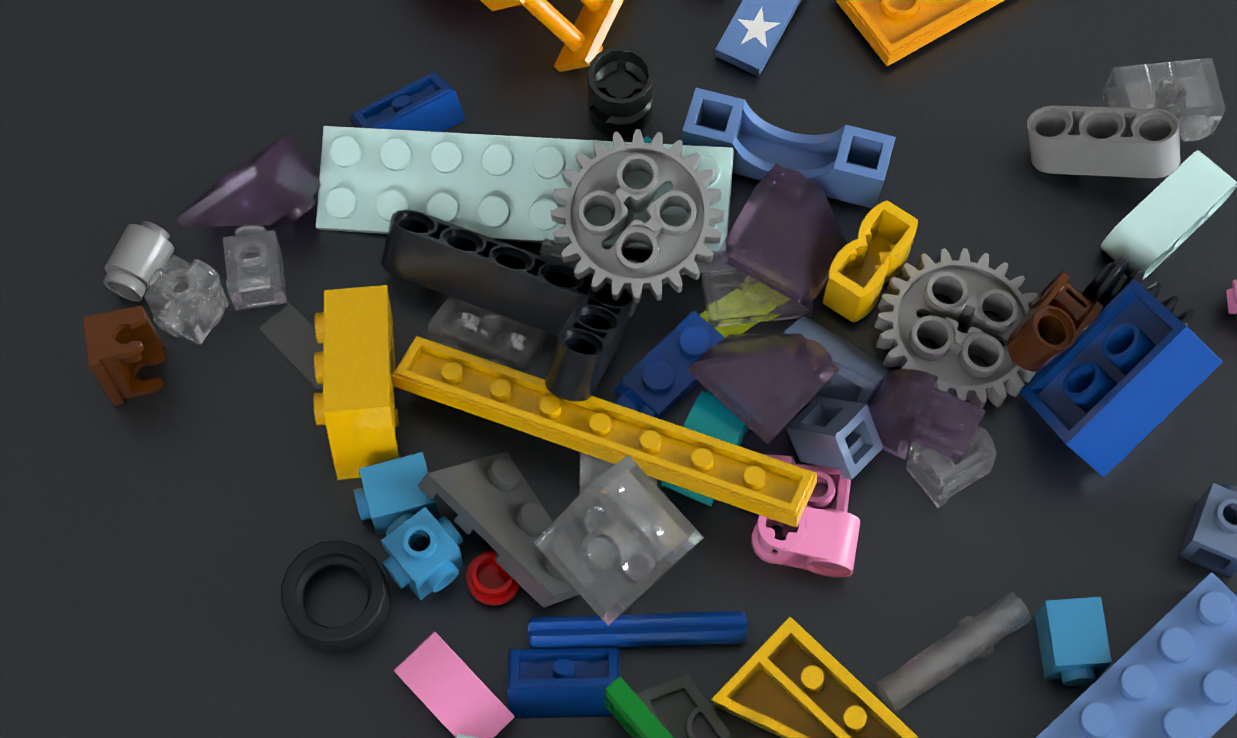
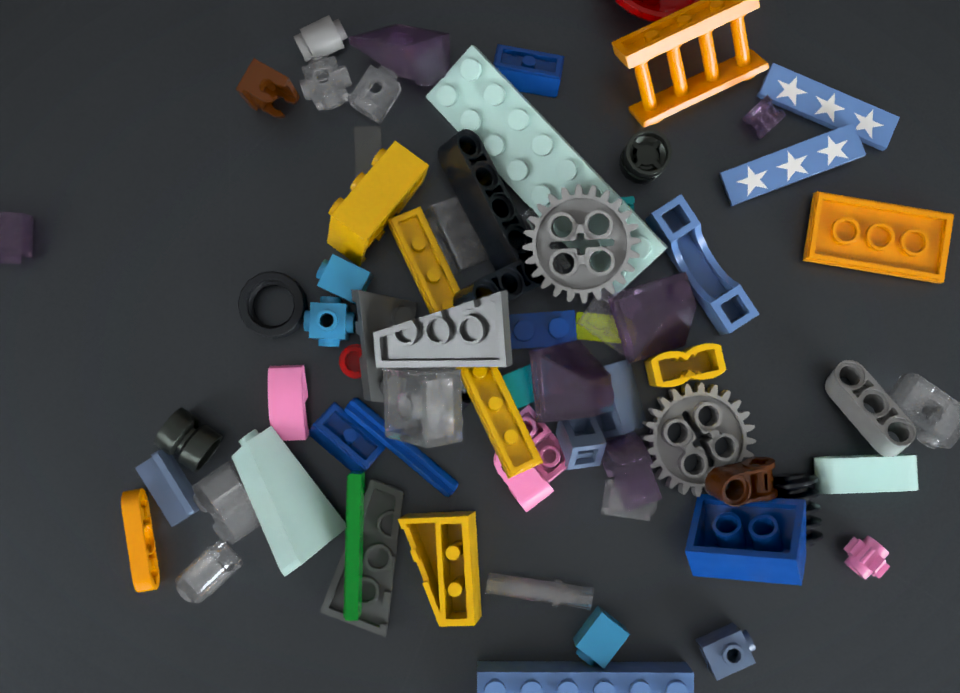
camera: 40 degrees right, 20 degrees up
(594, 411) = (454, 337): none -> wing

